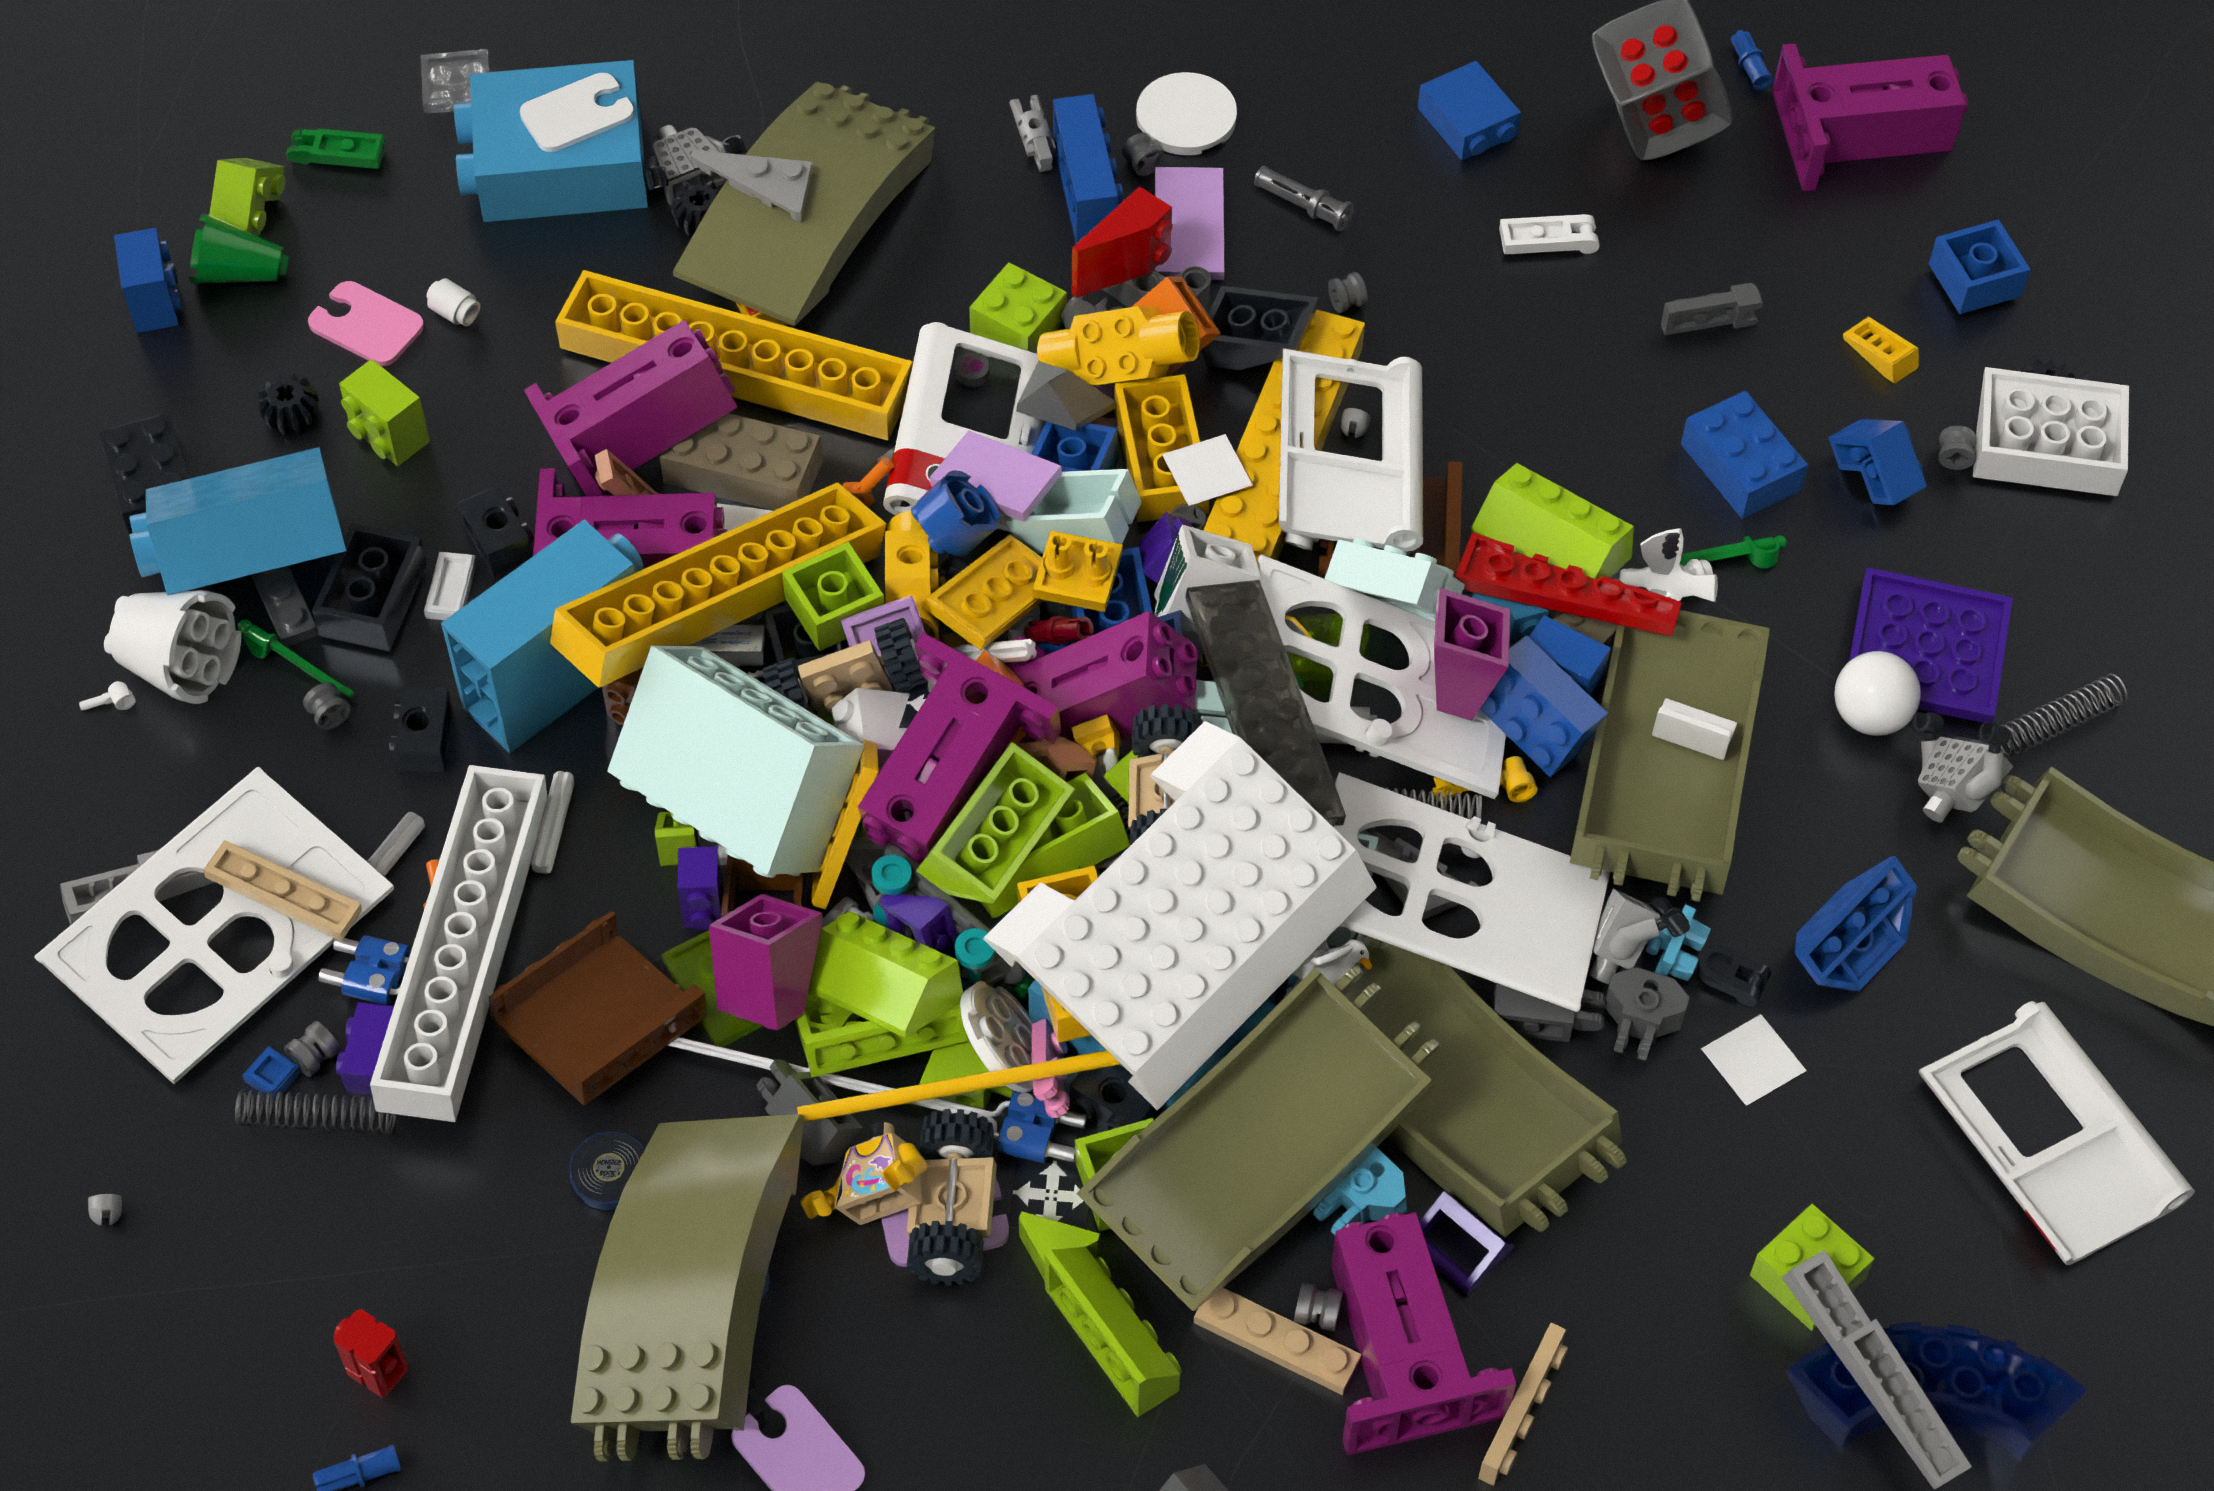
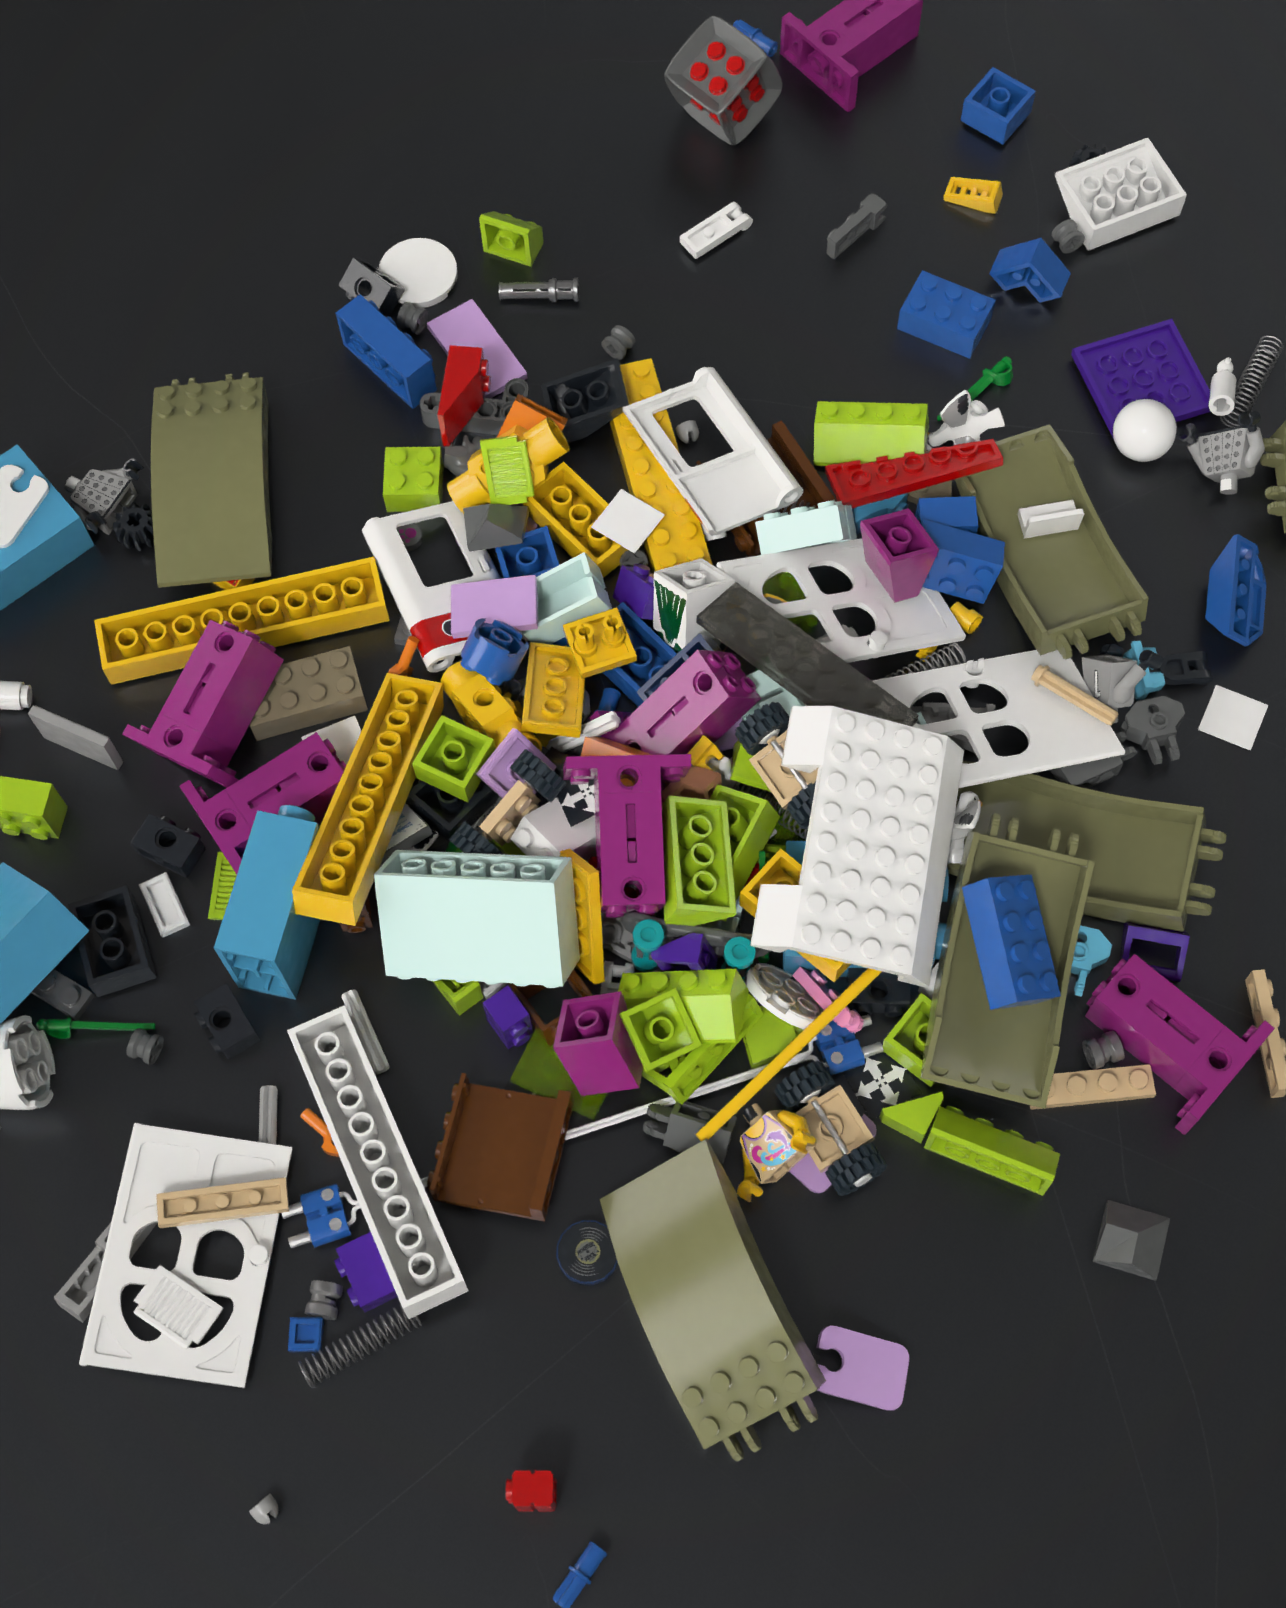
camera: 30 degrees left, 10 degrees up
(164, 963) = (176, 1308): none -> white window
(482, 374) = (75, 737): none -> light grey tile
(617, 477) = (242, 760): nougat plate -> none
(766, 178) = (185, 479): light grey wing -> none
(834, 978) = (660, 1029): none -> lime slope
(1034, 132) = (327, 342): light grey hinge -> none
(1059, 630) = (613, 691): dark red pin -> none
(1109, 345) = (507, 470): none -> lime window
(1122, 99) = (361, 276): none -> brick
(1276, 1109) = (1011, 941): none -> blue brick
(1311, 125) = (510, 237): none -> lime slope
(1469, 110) = (604, 170): blue brick -> none
(1549, 881) = (1074, 695): none -> tan axle
(2011, 700) = (1223, 389): none -> white wheel

